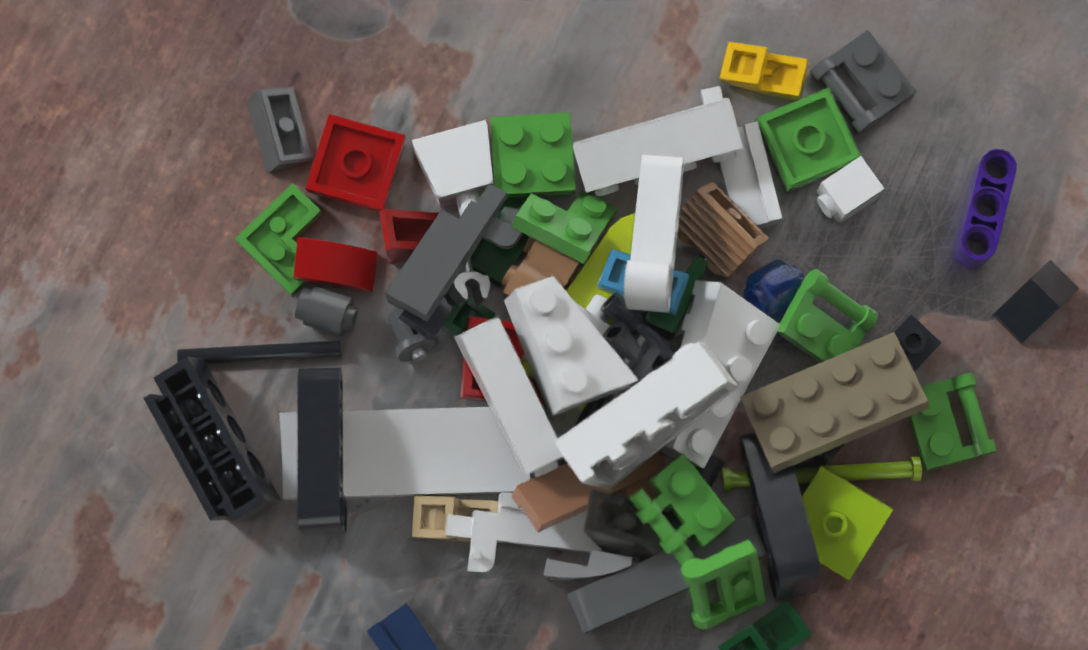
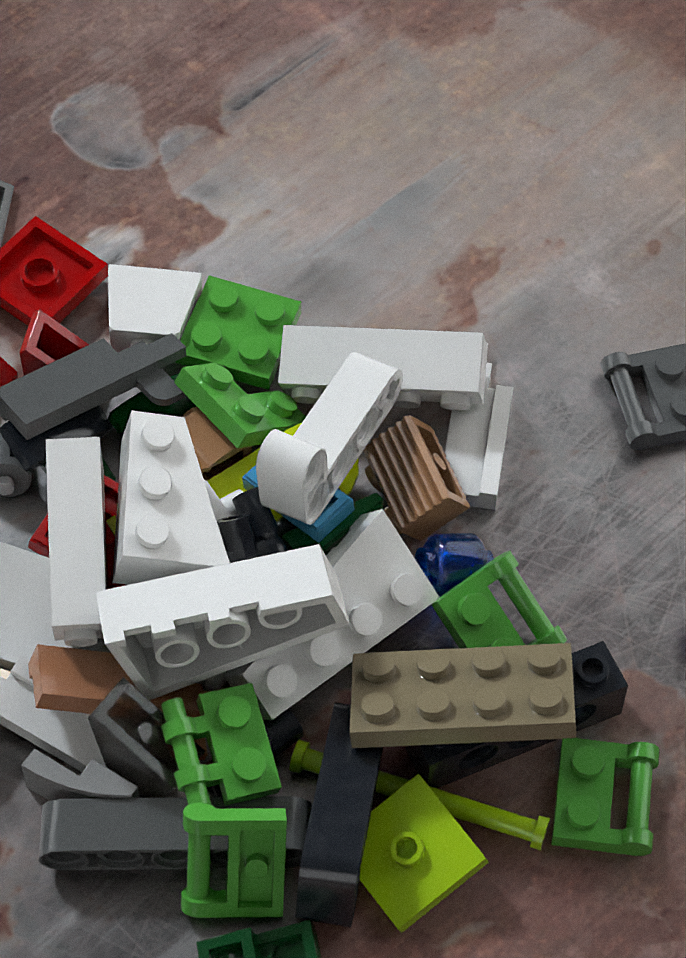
camera: 20 degrees right, 20 degrees down
(477, 282) = (100, 423): flat silver bar -> none
(764, 72) = (539, 344): yellow slope -> none
(807, 139) = (565, 430): bright green plate -> none
(849, 191) = (590, 496): white brick -> none

